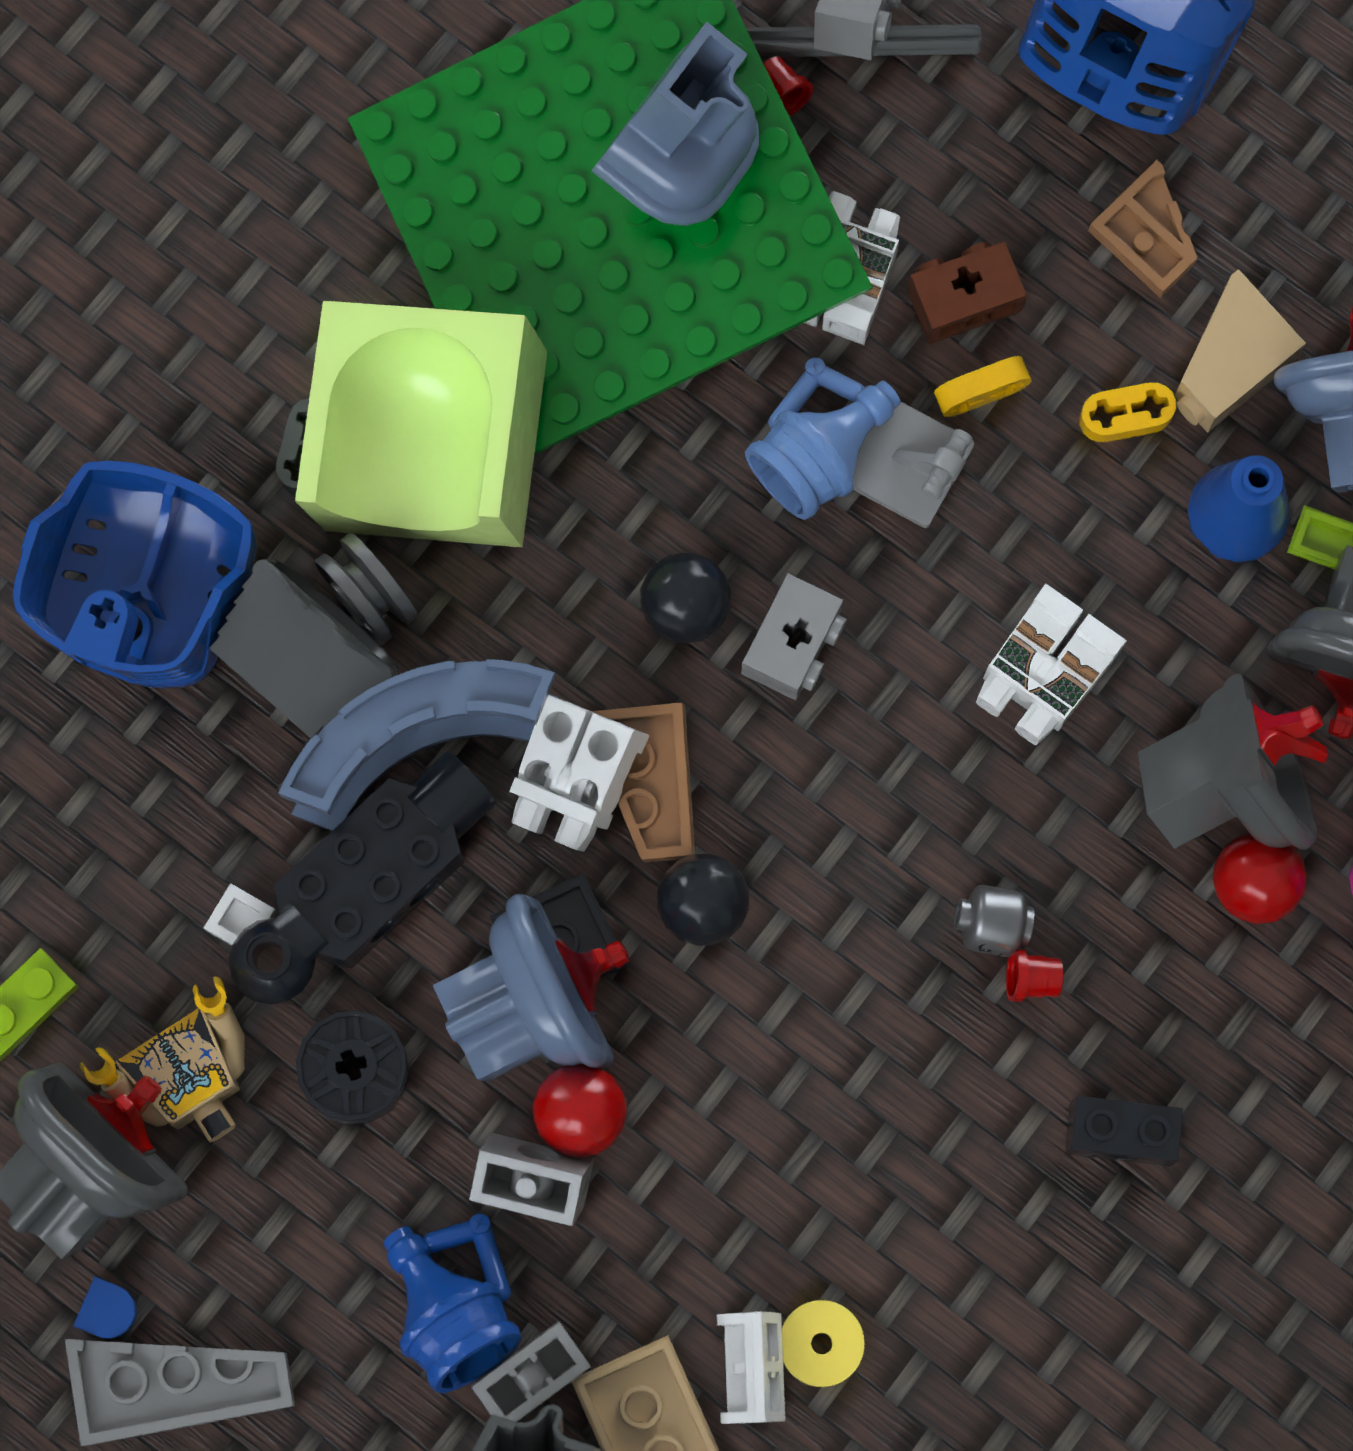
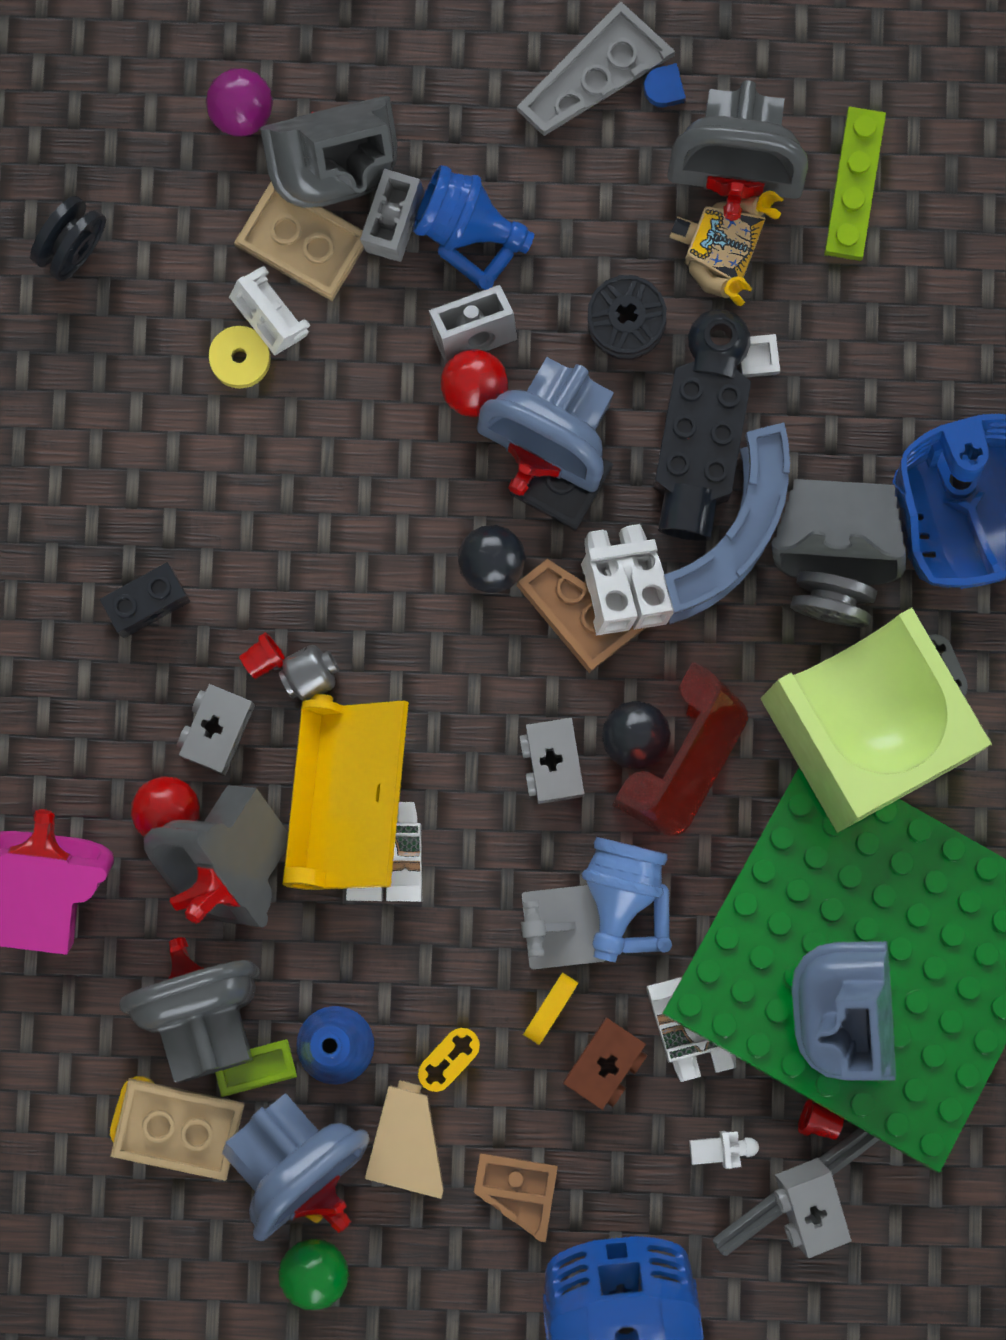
camera: 145 degrees right, 5 degrees up
(702, 502) = (674, 801): none -> clear red windscreen
(904, 129) = (722, 1149): none -> white piece
(1048, 751) = (345, 794): none -> yellow door
(1157, 906) = (233, 718): none -> light grey brick

